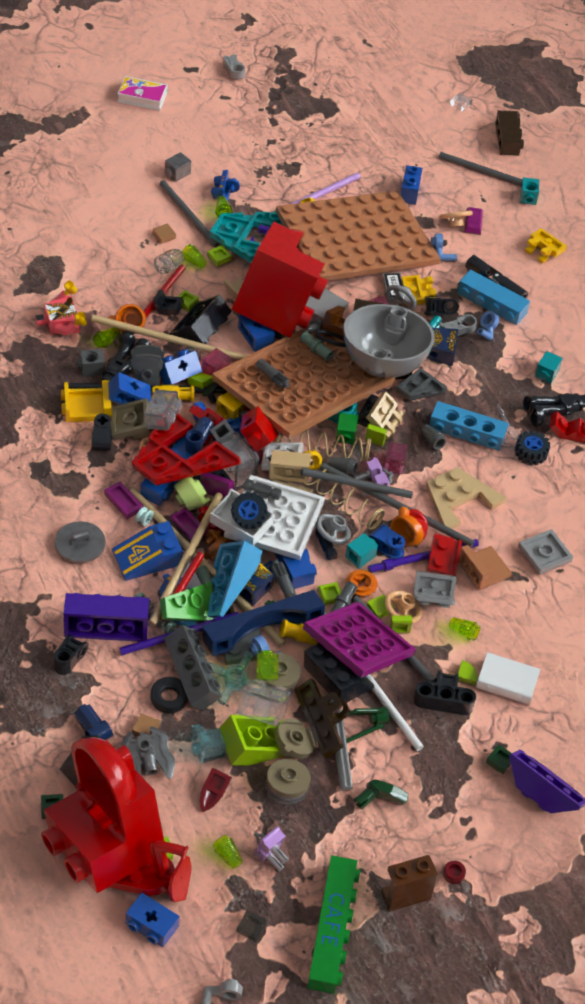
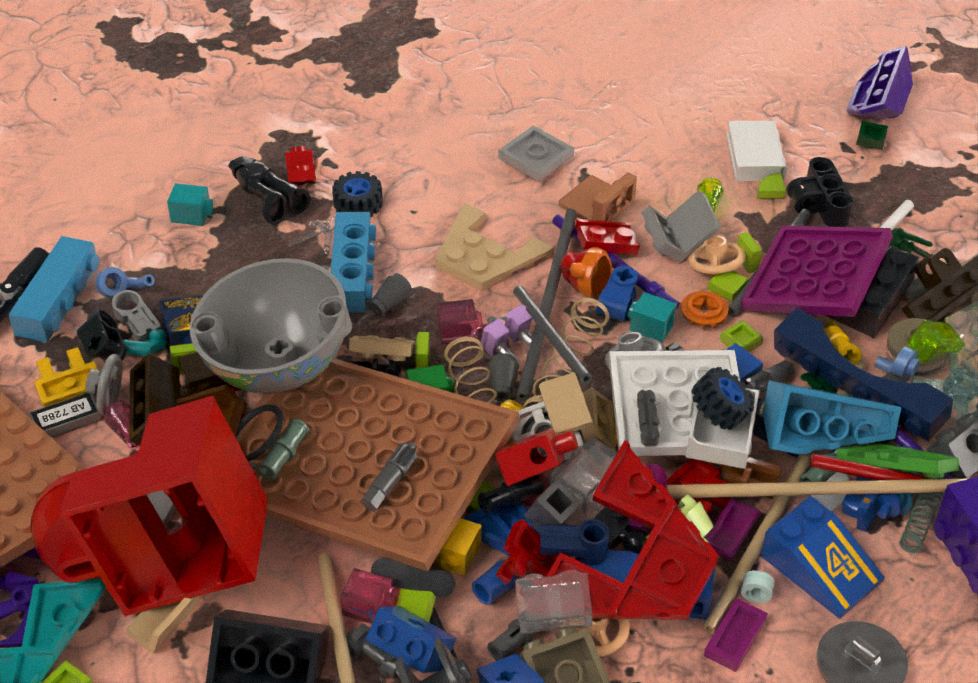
camera: 105 degrees left, 5 degrees down
(184, 393) = (469, 640): yellow piece -> none
(256, 334) = (275, 561): blue brick -> none
(345, 596) = (752, 313): dark grey pin -> none

